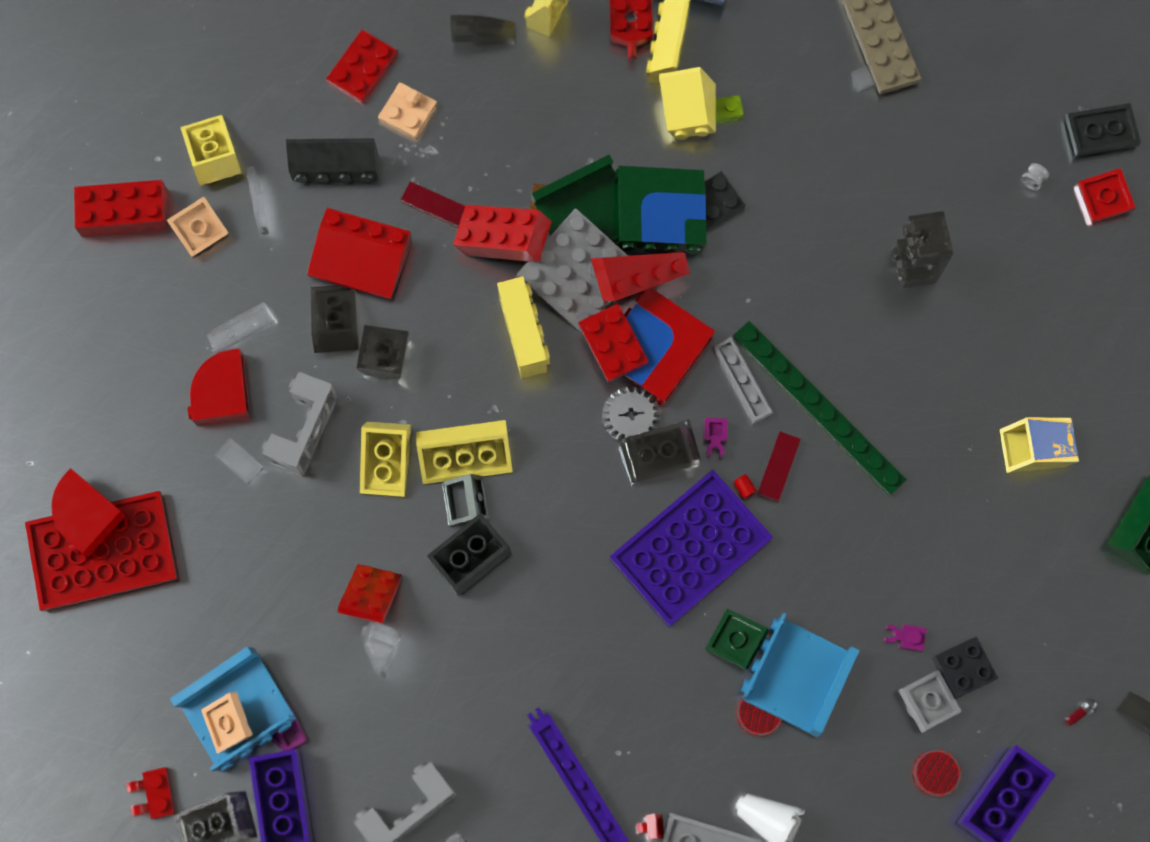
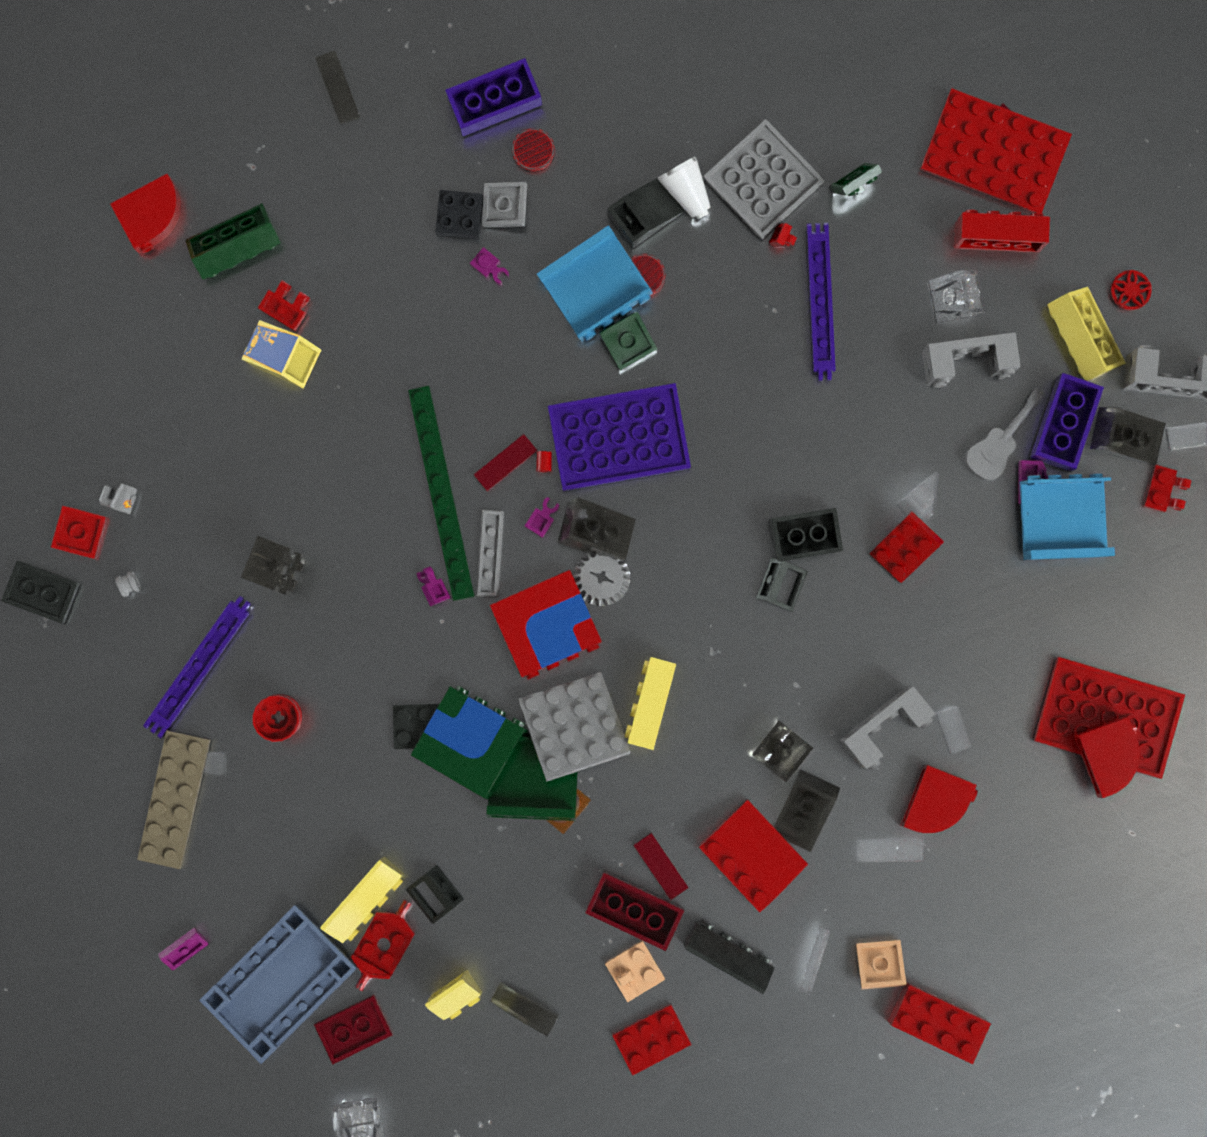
camera: 150 degrees left, 10 degrees up
(210, 150) = (831, 1034): light yellow slope -> none
(226, 722) = (1078, 508): light nougat hinge -> none
(338, 728) = (989, 457): none -> light grey piece
(384, 458) = (829, 660): light yellow slope -> none
(435, 153) = (634, 910): none -> dark red brick
(463, 451) = (760, 626): light yellow slope -> none
(502, 233) = (621, 796): red brick -> none
(611, 83) = (441, 888): none -> pearl dark grey tile
(613, 342) = (582, 643): red plate -> none
(632, 274) = (525, 690): red wedge -> none
(689, 103) = (386, 823): light yellow slope -> none
(728, 108) = (358, 808): lime plate -> none
(771, 320) = (433, 589): none -> magenta plate
(796, 771) = (644, 212): none -> pearl dark grey slope
(840, 128) = (267, 725): none -> red wheel
(929, 143) = (198, 667): none -> dark purple hinge
(1065, 485) = (282, 310): none -> red plate
(1087, 707) = (381, 130): piece -> none
(1088, 243) = (123, 499): none -> light grey piece

